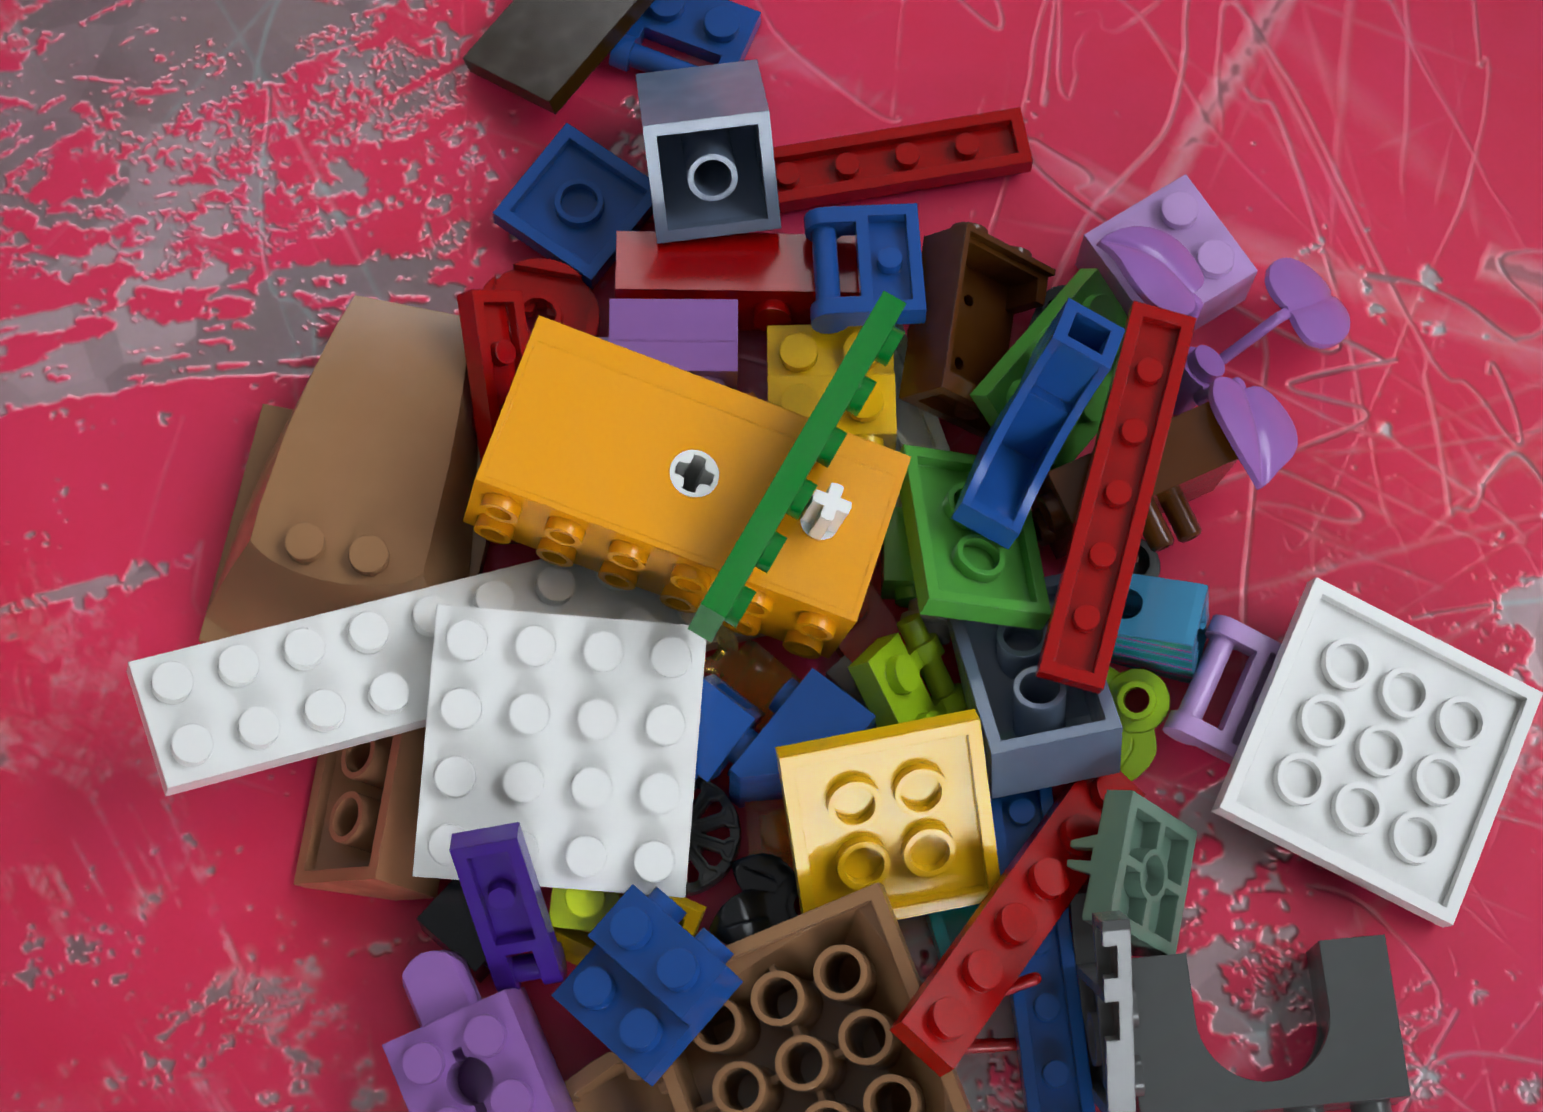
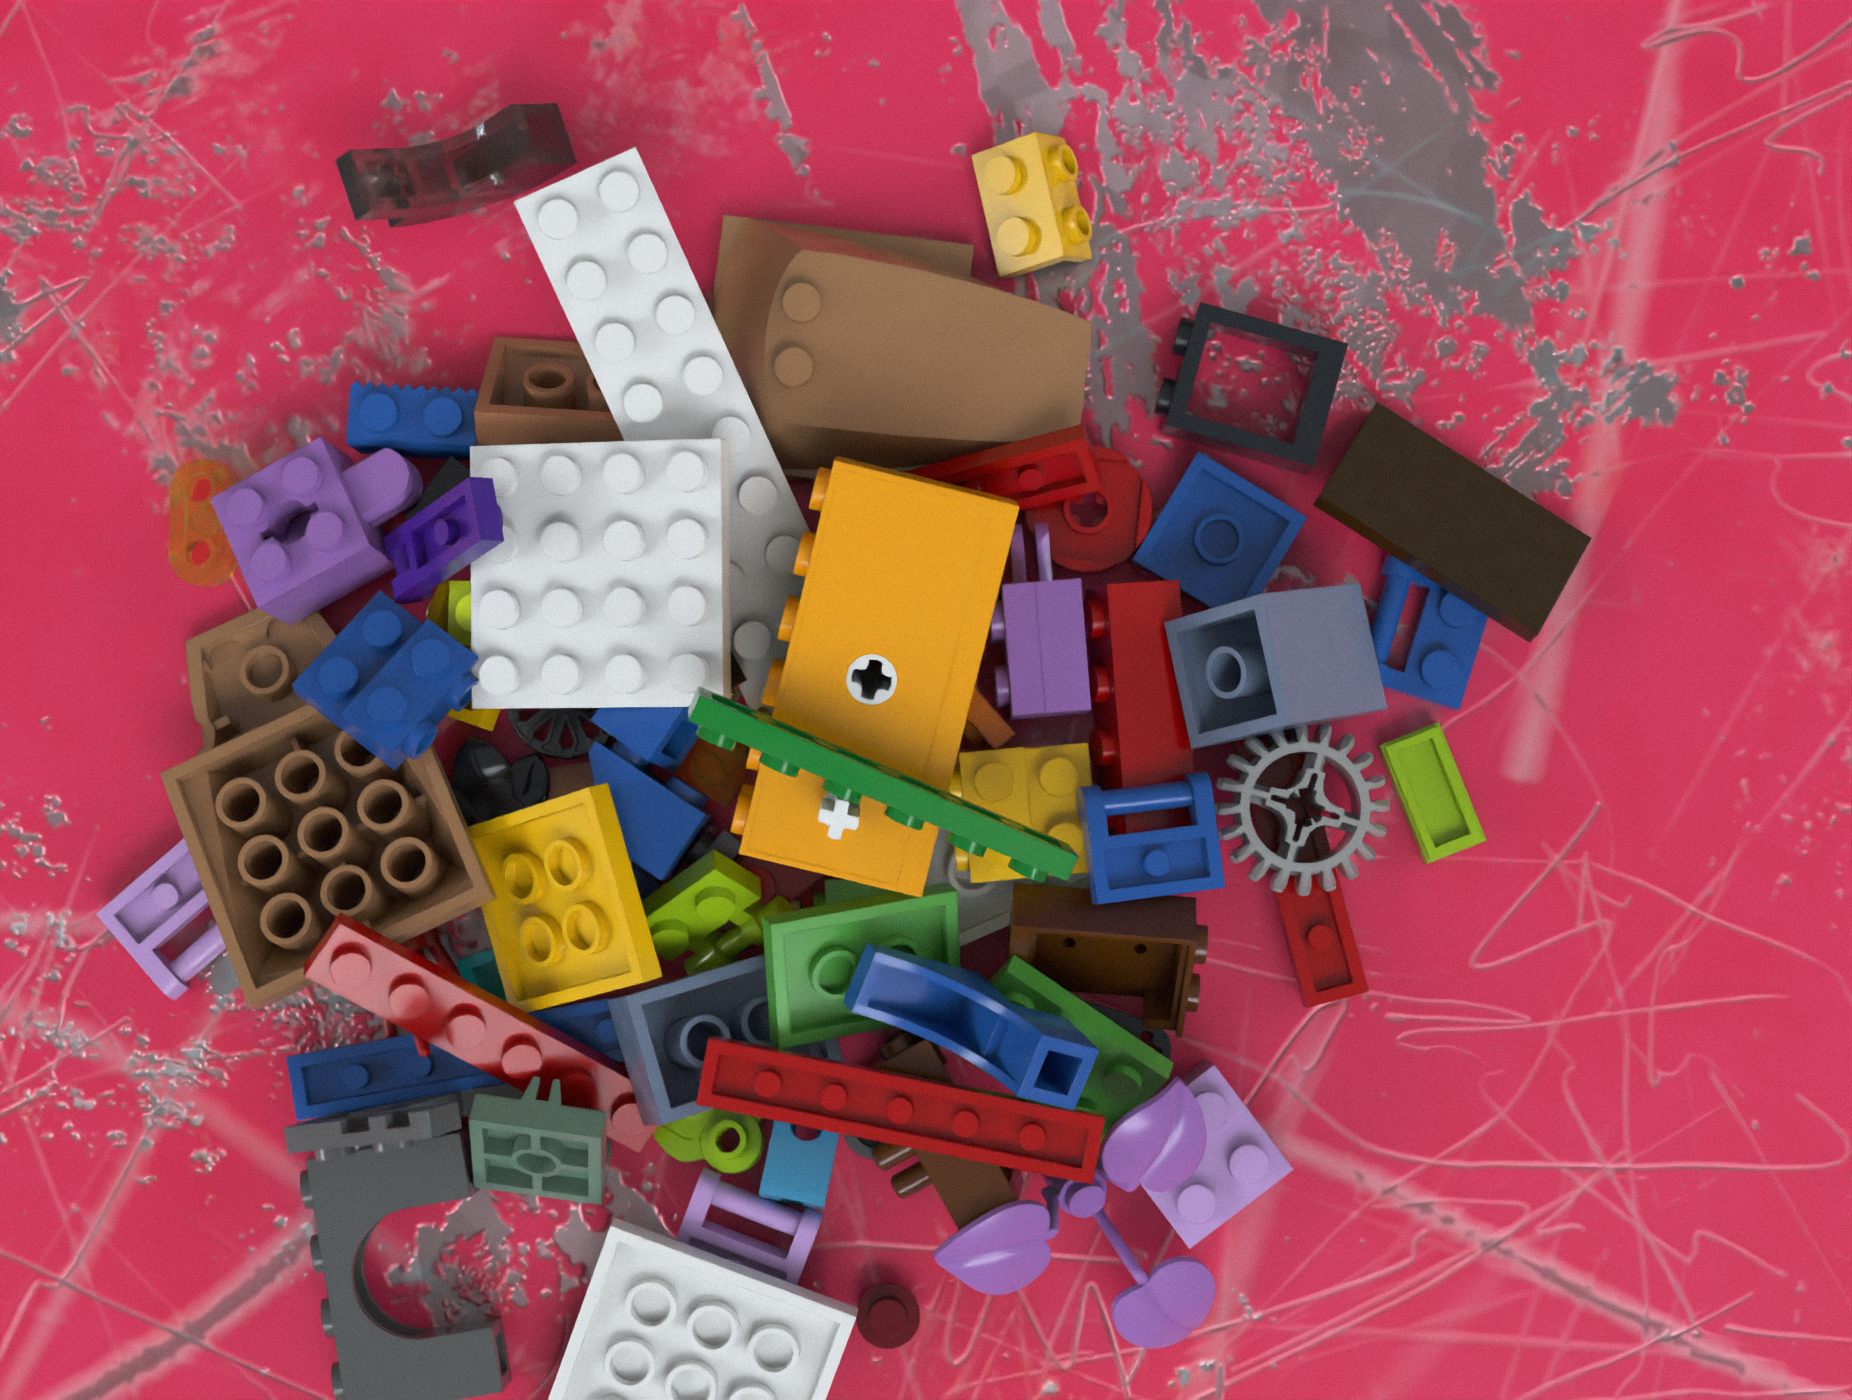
camera: 90 degrees right, 15 degrees up
(114, 889) = (460, 173): none -> clear smoke arch
(229, 348) = (1032, 204): none -> yellow bracket
(375, 953) = (412, 420): none -> blue brick
(456, 110) = (1313, 409): none -> black window
(805, 119) = (1291, 838): none -> light grey gear
(836, 46) = (1431, 793): none -> lime tile
(1313, 558) = (888, 1315): none -> dark red plate

